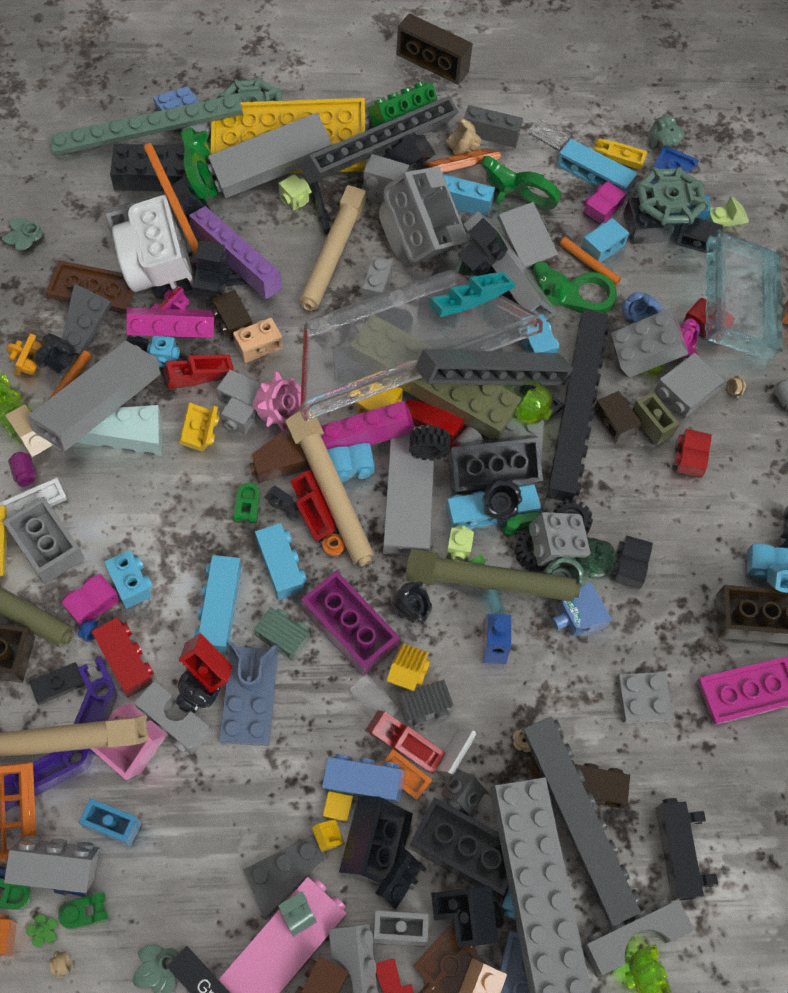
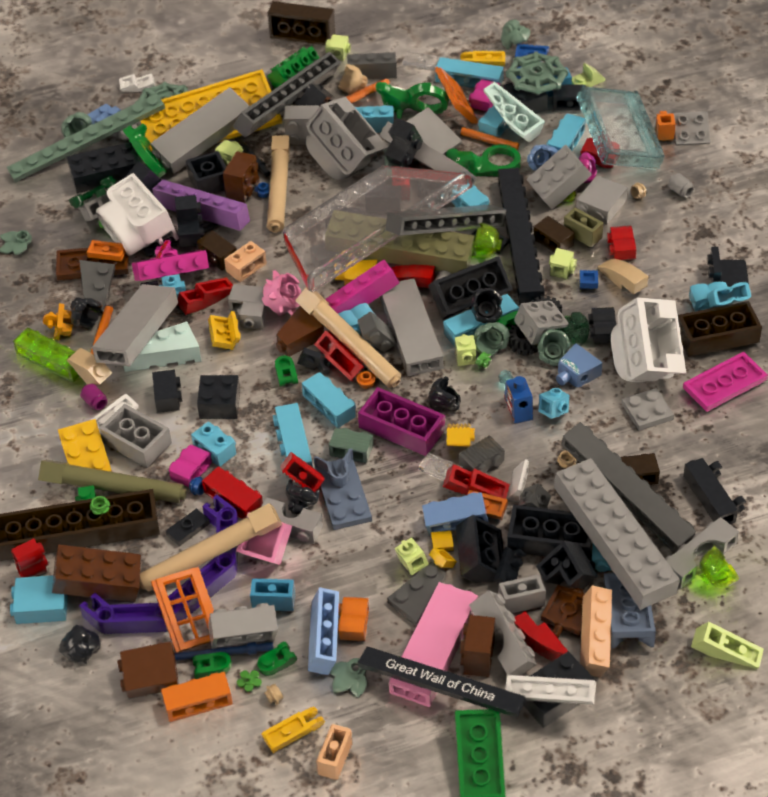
camera: 10 degrees left, 15 degrees down
(104, 487) = (166, 391): none -> black brick
(108, 279) = (106, 250): none -> orange plate
(126, 199) = (106, 183): none -> dark green plant
(140, 104) = (73, 124): none -> sand green hair
(148, 898) = (323, 631): none -> light blue brick
(157, 516) = (218, 397): none -> black brick
(171, 197) = (133, 167): orange tile -> none
(192, 887) = (353, 618): none -> orange brick
(226, 70) = (133, 84): none -> white slope
(259, 212) = (207, 172): none -> black brick
(290, 822) = (410, 551): none -> yellowish green brick
(292, 228) = (241, 177): none -> reddish brown piece
(297, 913) = (438, 597): sand green plate -> none
(313, 249) = (262, 189): none -> blue plate
(365, 489) = (376, 332): none -> dark grey brick
(377, 277) = (324, 189): light grey brick -> none
(427, 567) = (498, 360): olive brick -> none
(429, 443) = (411, 277): black tyre -> none
(464, 90) = (338, 46): none -> yellowish green brick
(477, 292) = (411, 171): teal slope -> none
(494, 539) = (491, 338): none -> sand green hair
(536, 656) = (554, 403): none -> medium azure brick
(571, 195) = (456, 95): none -> orange piece
(614, 459) = (562, 263): none -> yellowish green brick
(628, 242) = (516, 114): none -> light aqua wedge
(637, 490) = (589, 279): none -> blue plate
(675, 616) = (647, 341): none -> white brick
(679, 285) = (568, 132): none -> medium azure brick
(680, 498) = (624, 275): none -> tan slope

